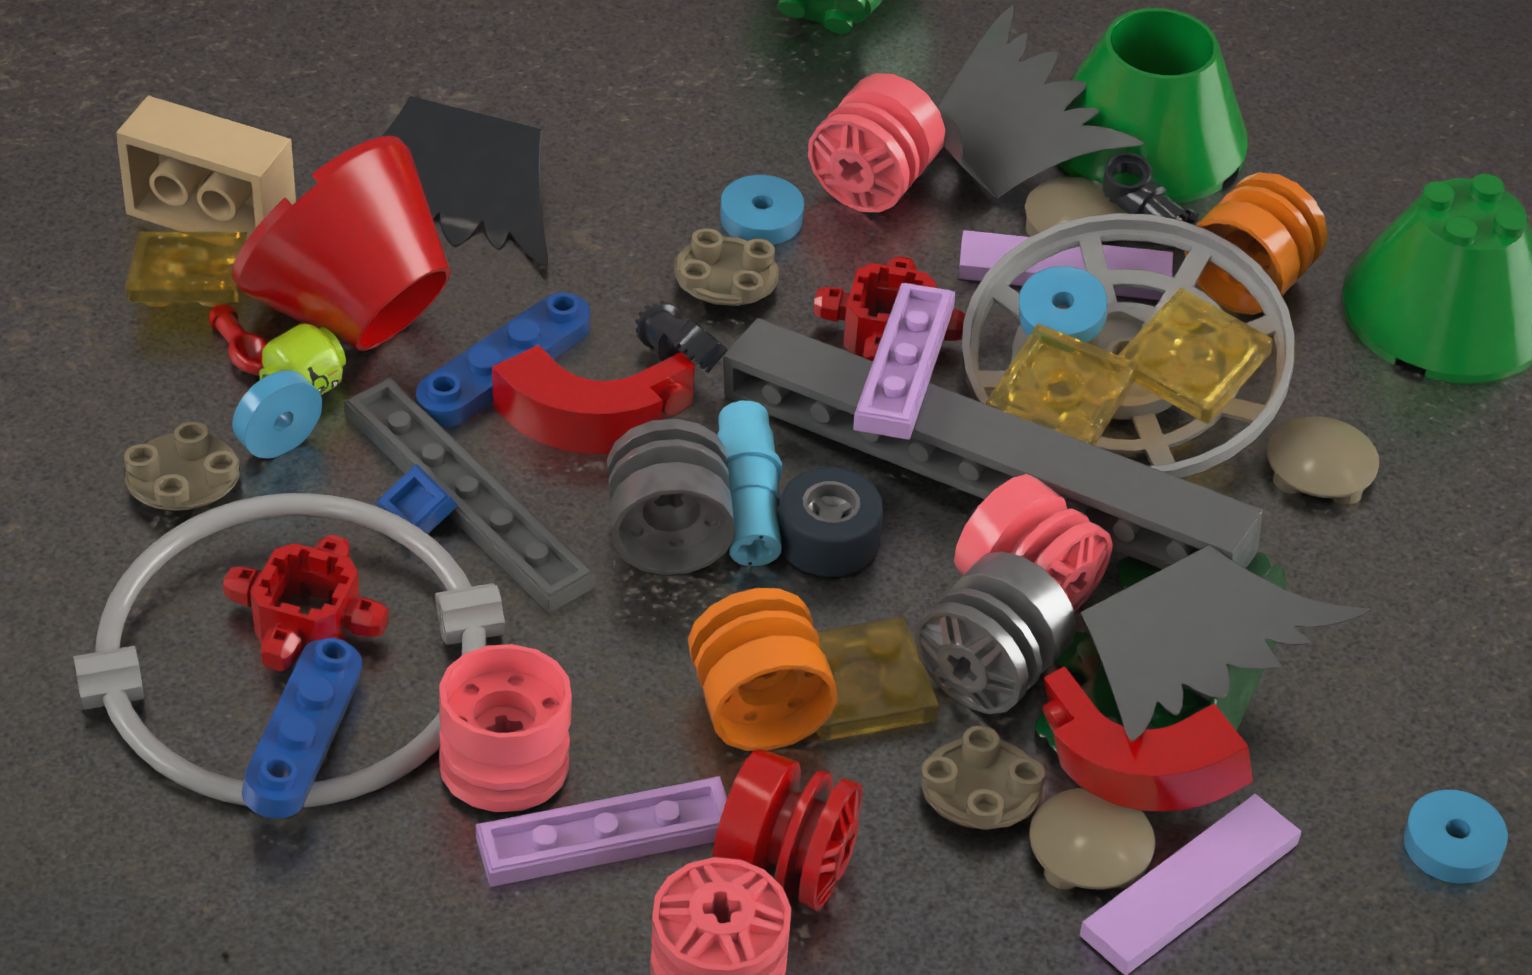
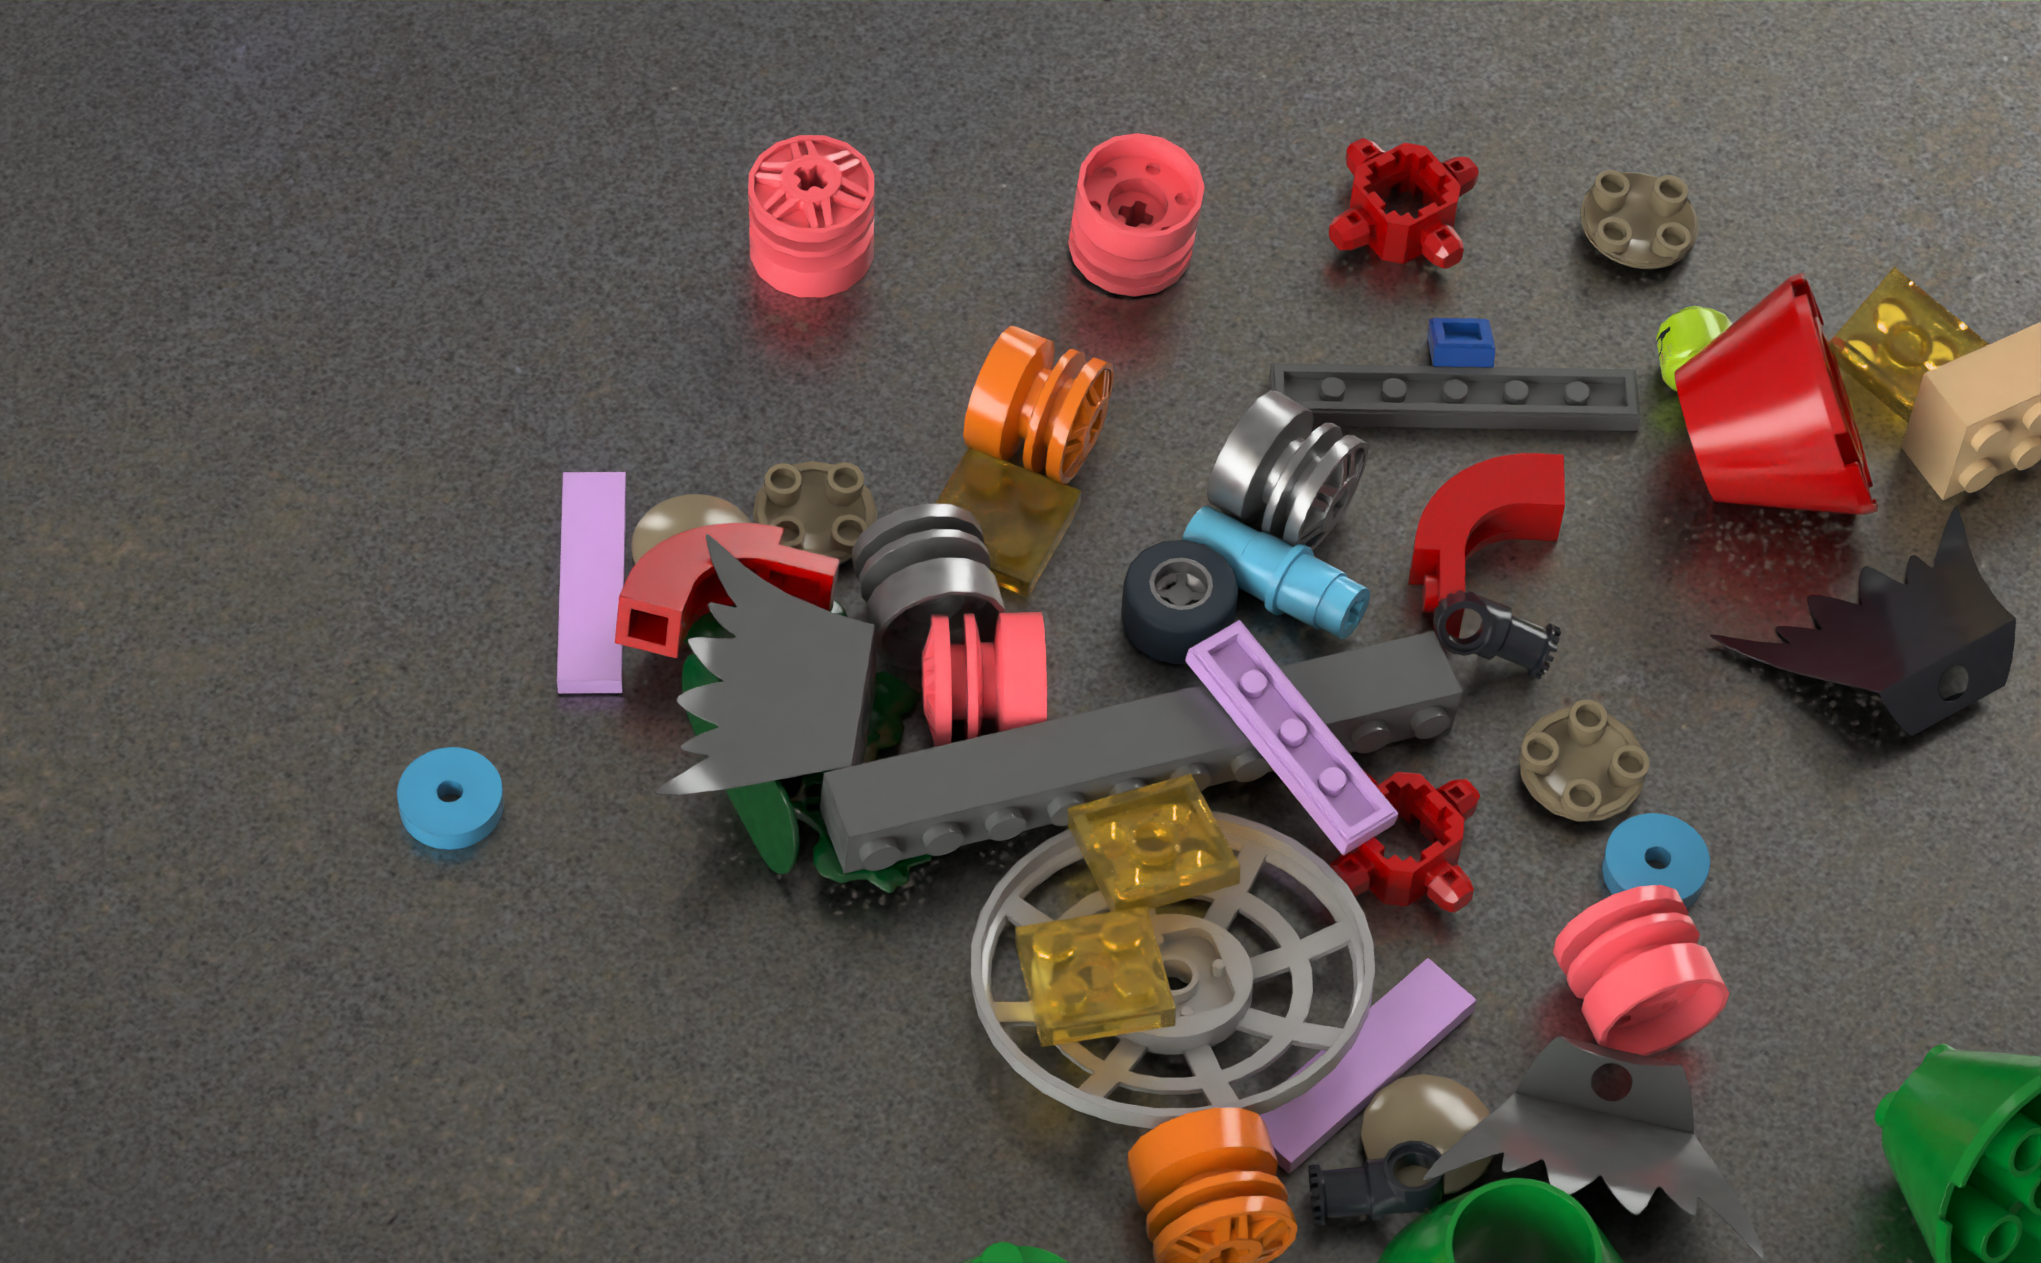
camera: 130 degrees right, 10 degrees up
(113, 673) = (1424, 58): light grey piece -> none
(277, 414) = (1637, 289): dark azure piece -> none
(301, 728) = (1267, 126): blue plate -> none
(465, 382) = (1605, 526): blue plate -> none
(601, 831) = (1003, 262): lavender tile -> none
(799, 833) = (869, 314): red wheel -> none
(1065, 287) = (1249, 947): dark azure piece -> none
(1322, 459) = (918, 1065): dark tan dish -> none

